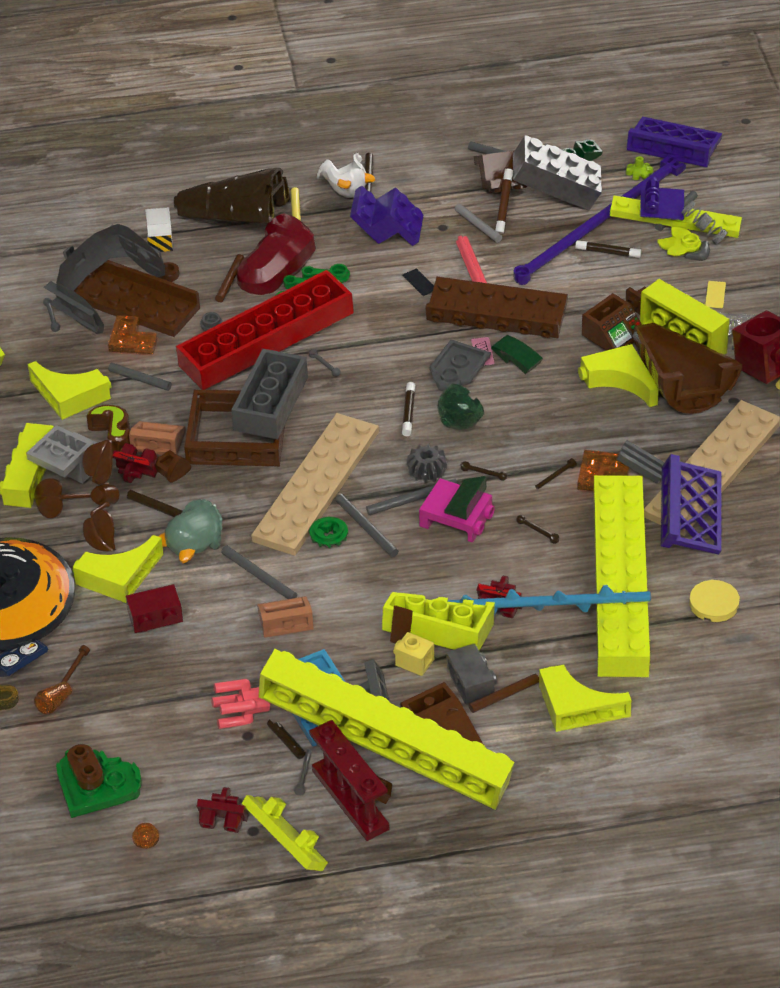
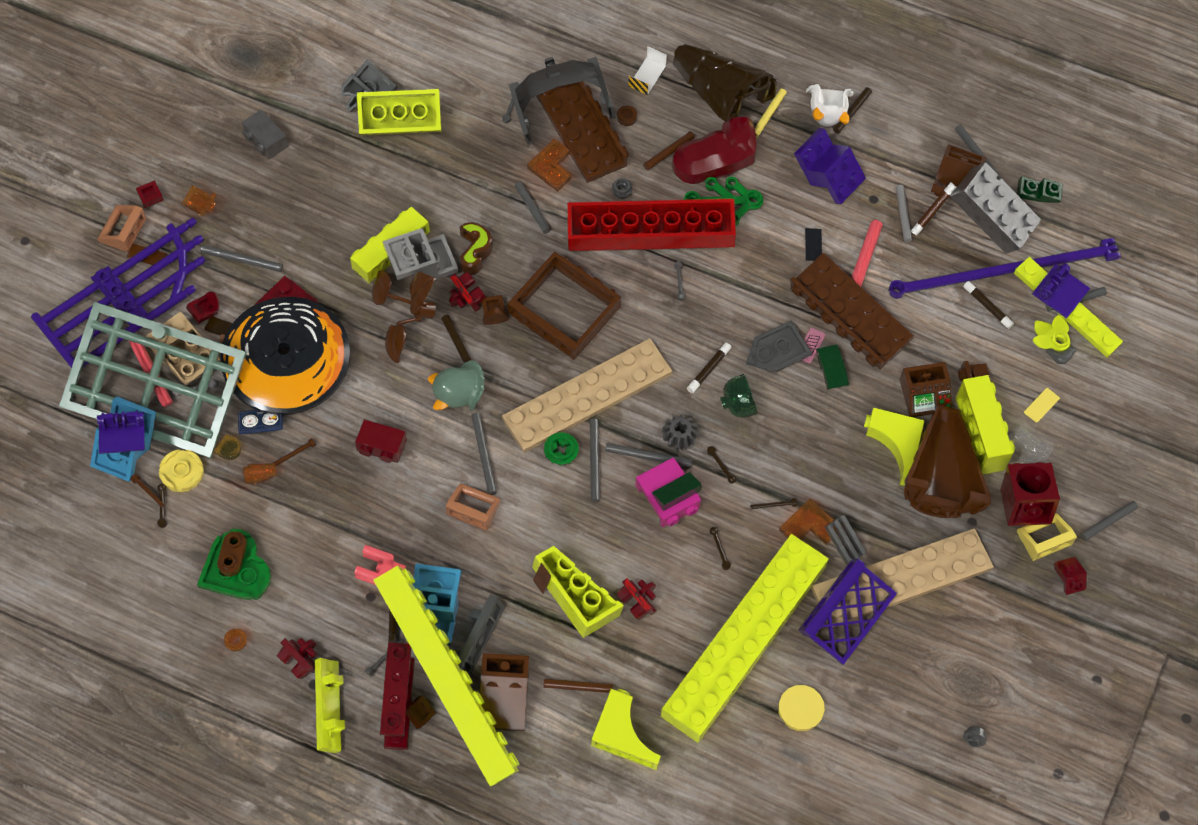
camera: 30 degrees right, 20 degrees up
(70, 392) = (468, 193): neon yellow arch -> none
(118, 573) = (383, 390): neon yellow arch -> none
(156, 437) = (495, 281): nougat tile -> none
(269, 393) = (599, 297): dark grey brick -> none
(414, 653) = (536, 607): light yellow brick -> none
(470, 673) = (563, 654): flat silver brick -> none
(583, 601) = (638, 612): dark azure plant -> none
(639, 169) = (1078, 237): lime plant -> none
(663, 144) = (1122, 231): dark purple fence -> none
(703, 221) = (1082, 331): light grey piece -> none

